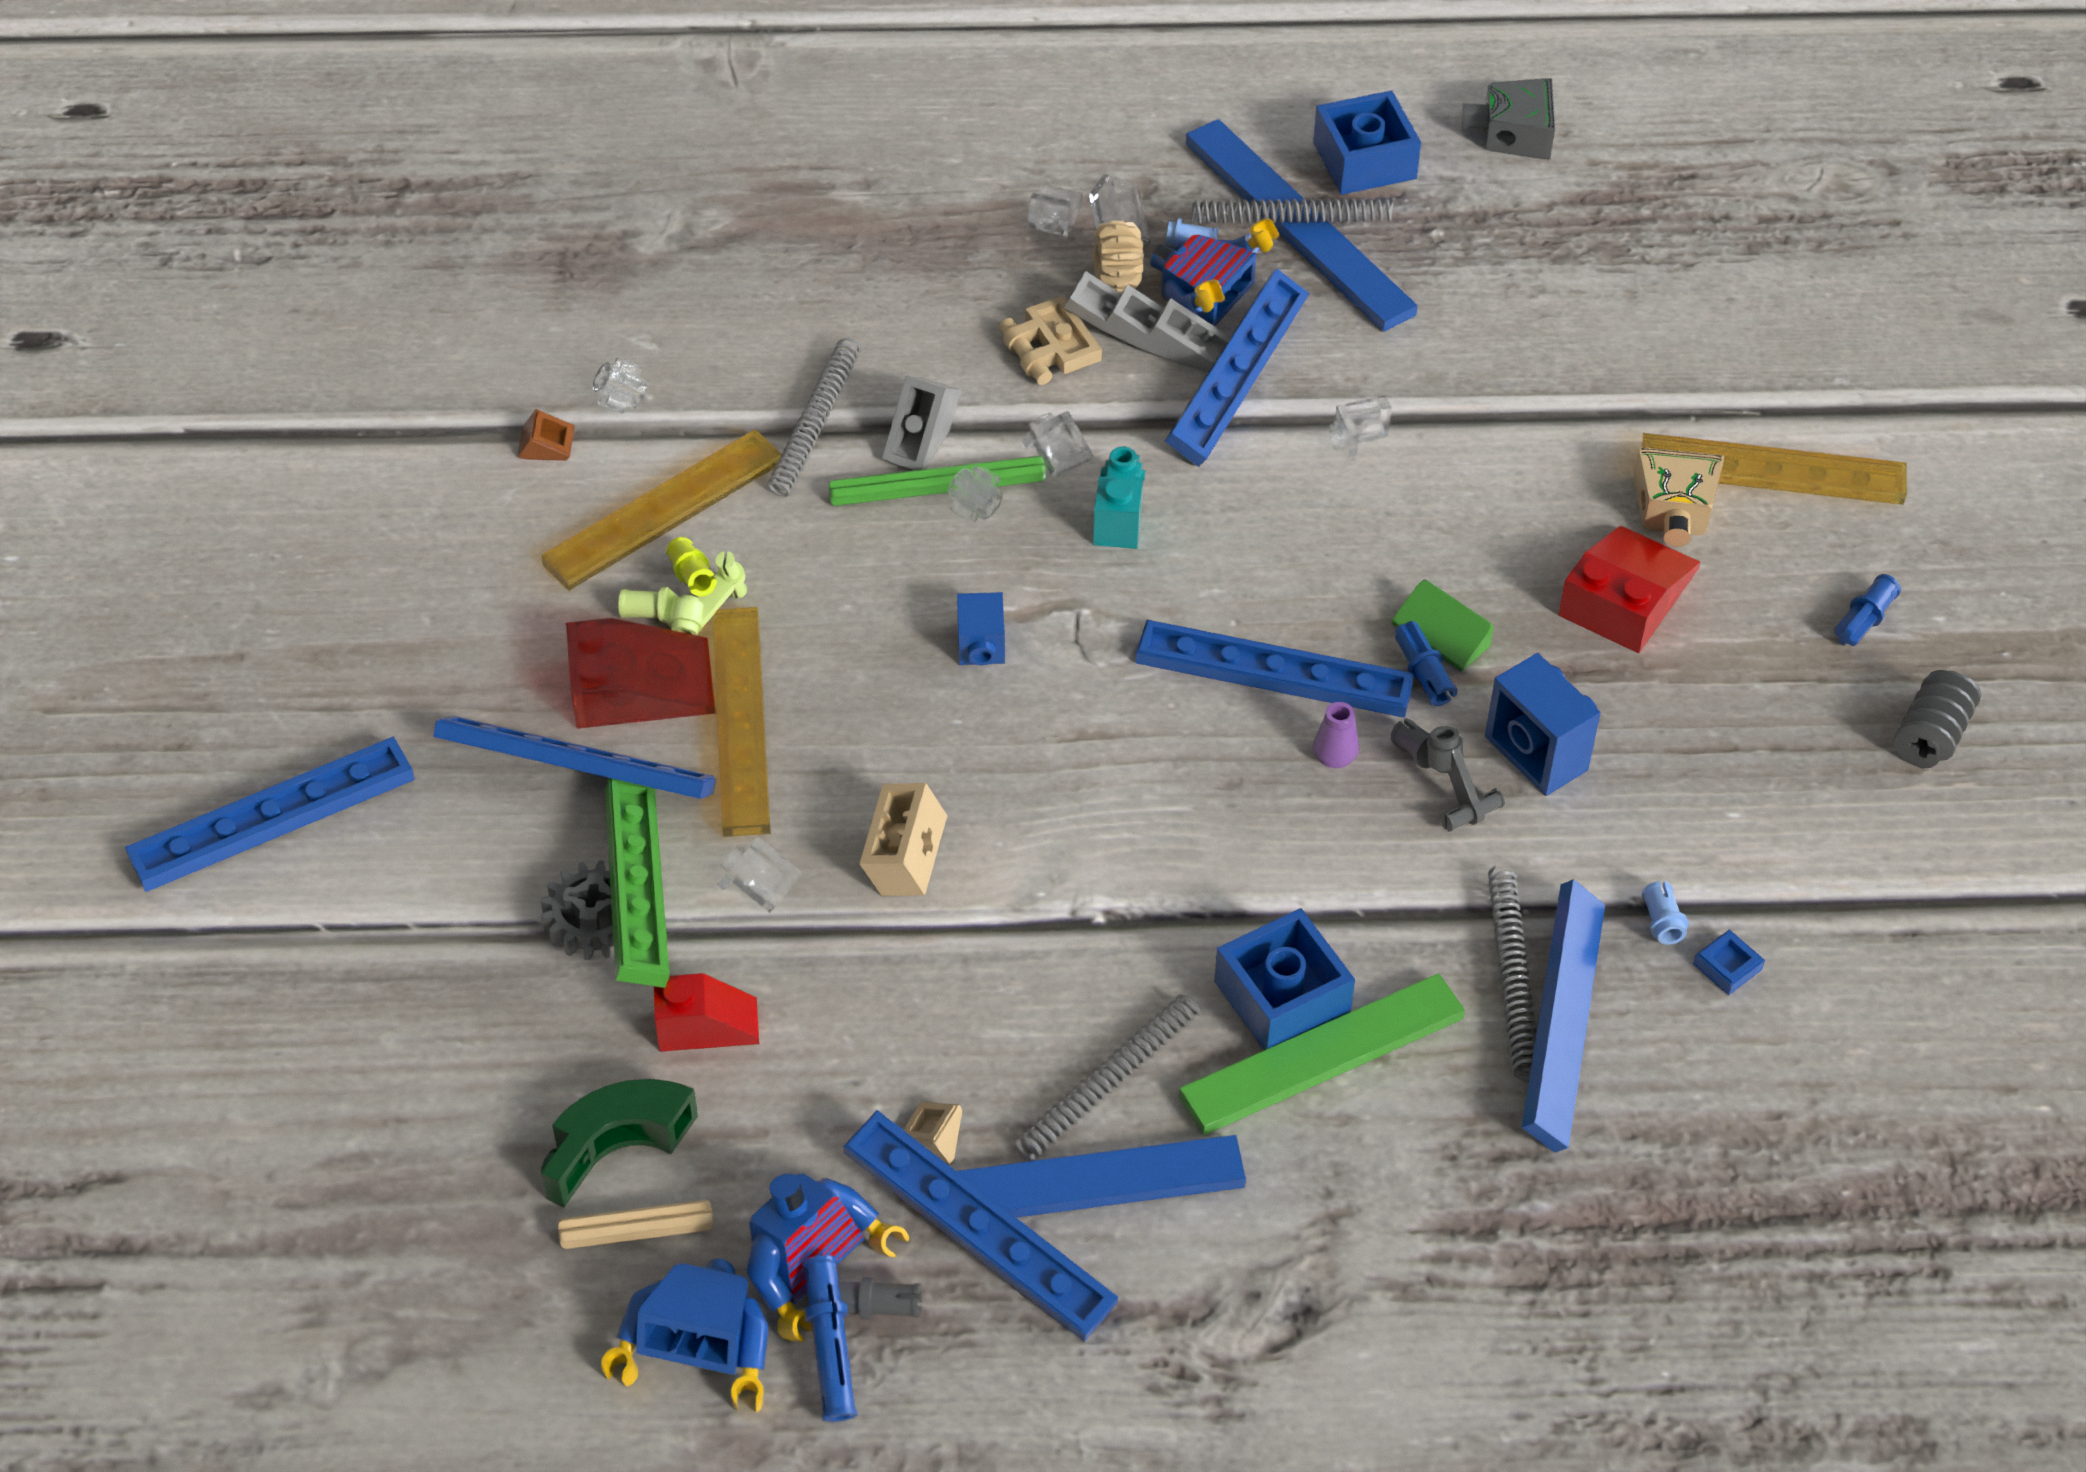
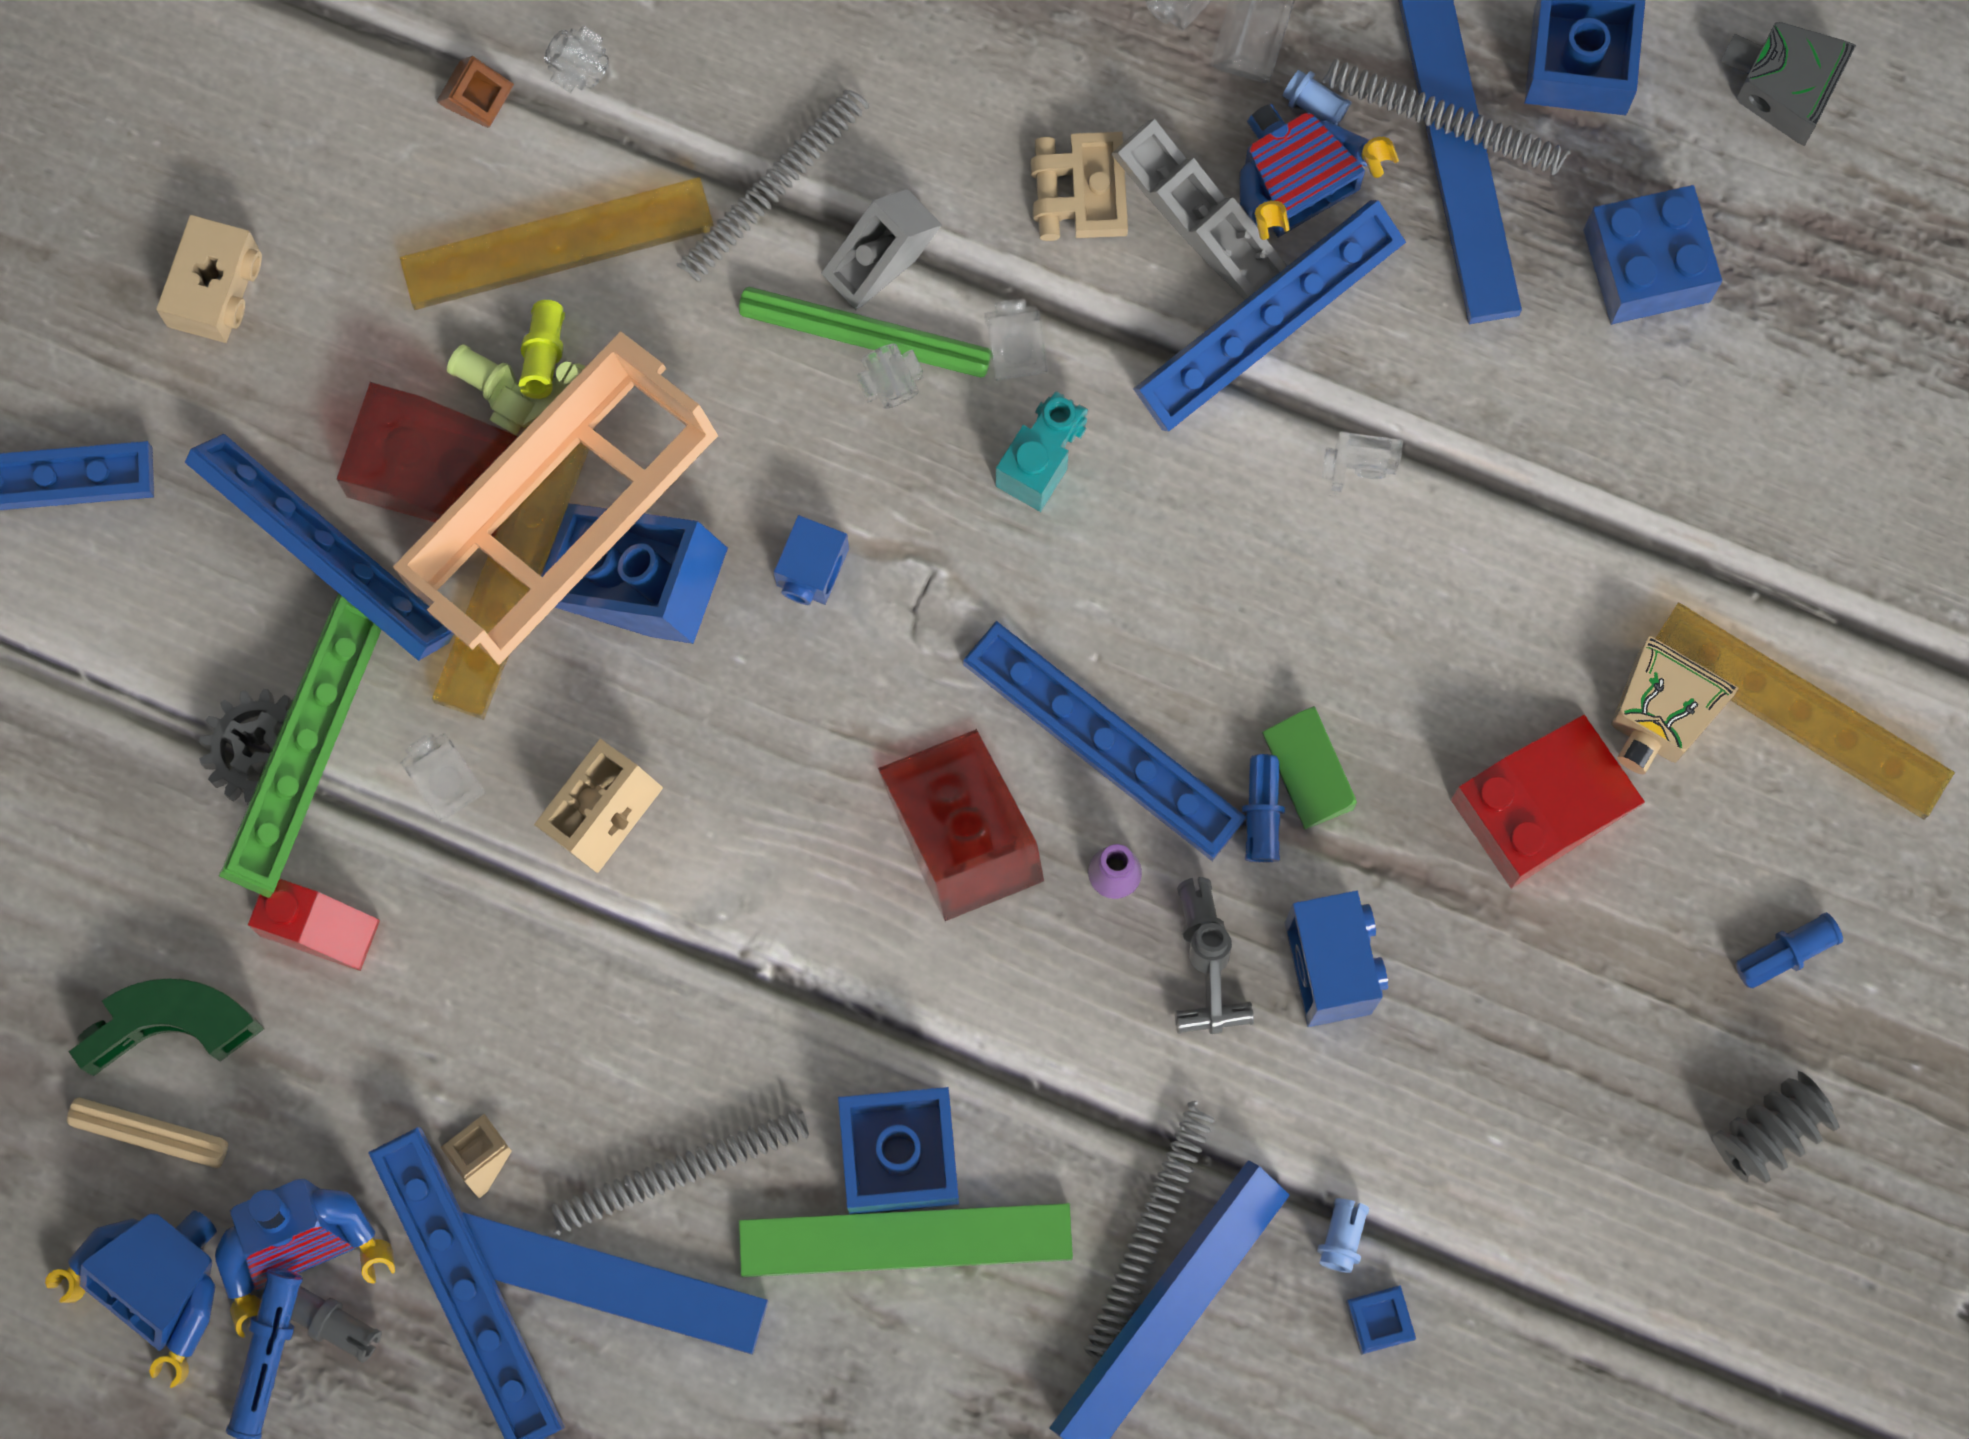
camera: 25 degrees right, 25 degrees up
(392, 617) = (204, 253): none -> tan brick
(693, 694) = (524, 467): none -> light nougat piece
(842, 683) = (651, 578): none -> blue slope
(1118, 254) = (1208, 105): tan gear -> none
(1203, 754) = (962, 825): none -> clear red slope
(1489, 241) = (1652, 254): none -> blue brick

